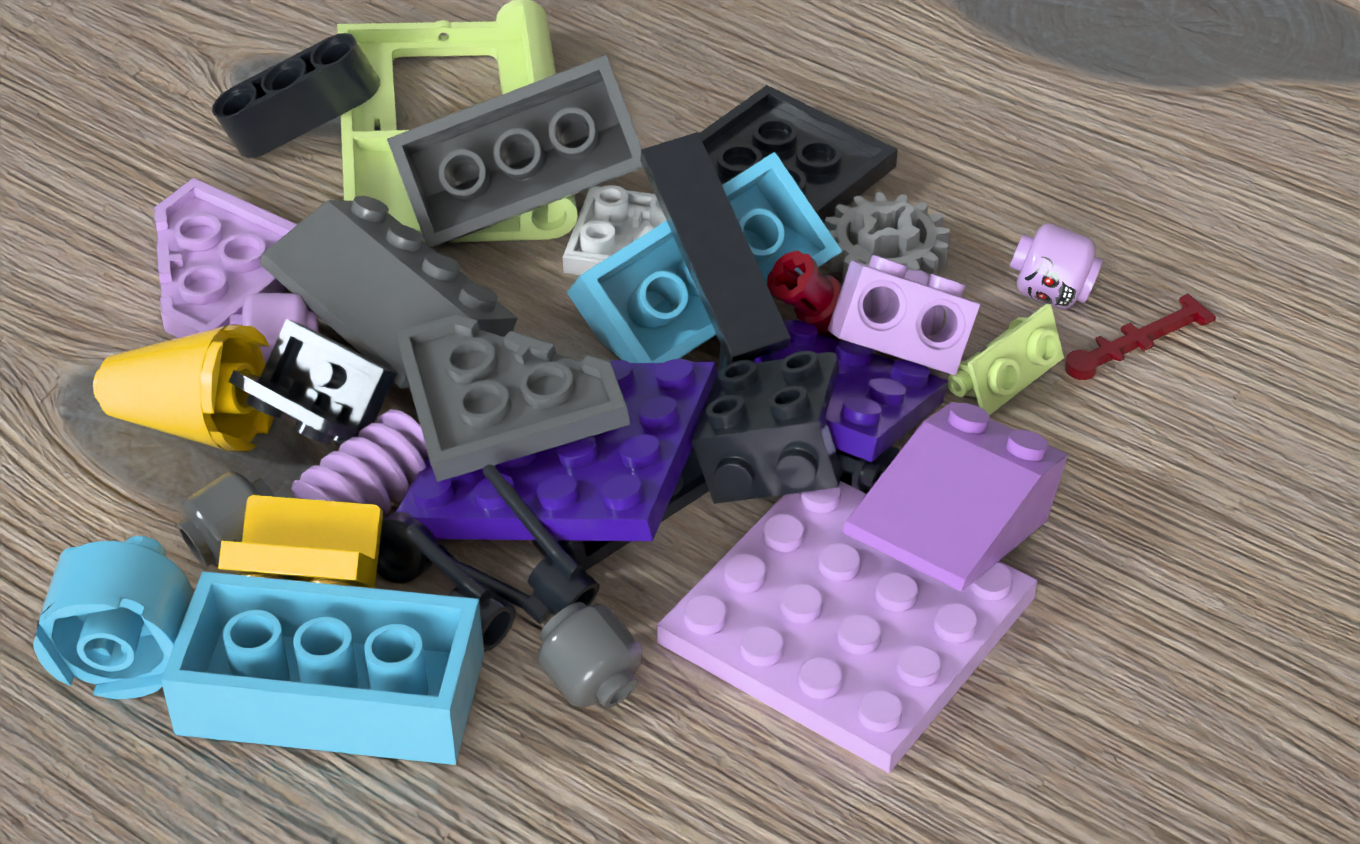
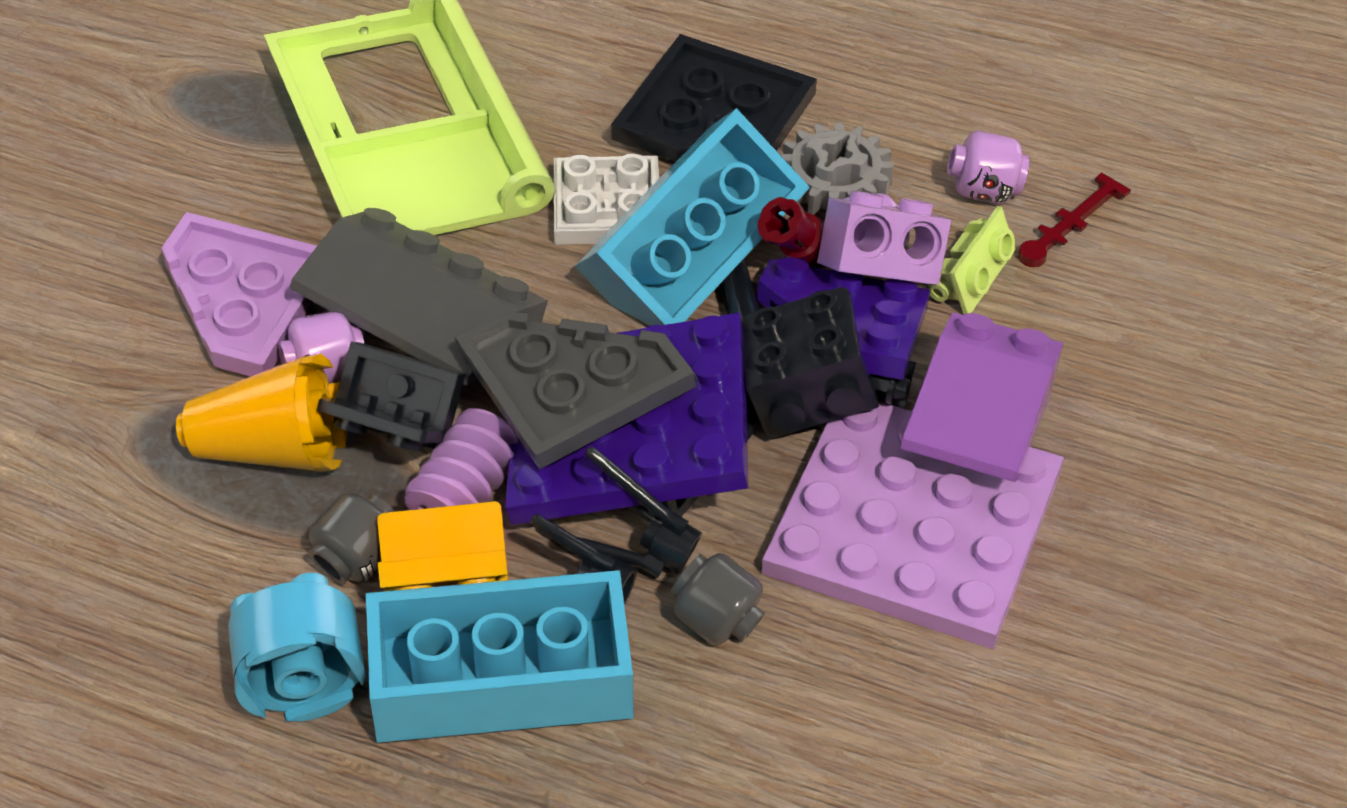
camera: 15 degrees left, 5 degrees up
(296, 95) = (258, 115): black beam -> none
(398, 556) = (521, 537): black tile -> none
(517, 152) = (497, 142): dark grey slope -> none
(714, 249) = (709, 207): black tile -> none

